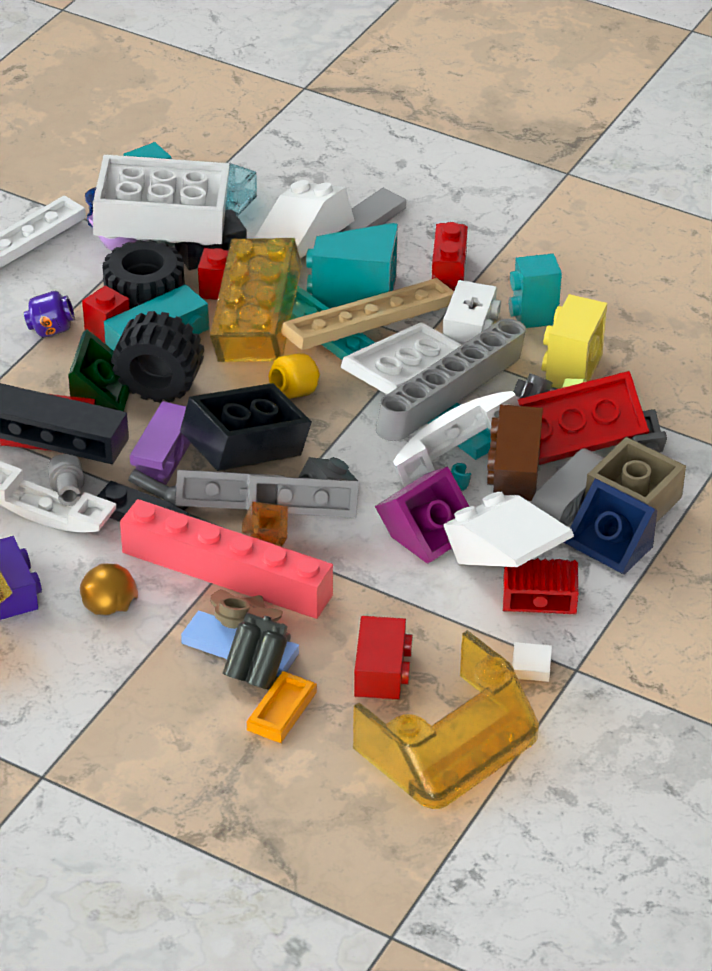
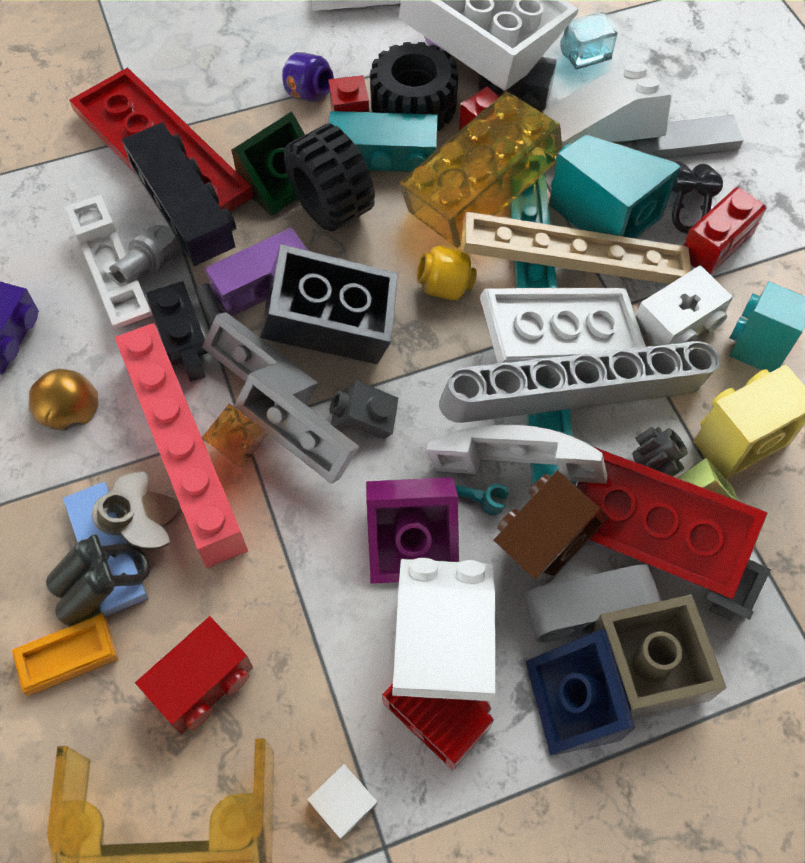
camera: 40 degrees right, 20 degrees up
(413, 233) = (704, 180): none -> black piece

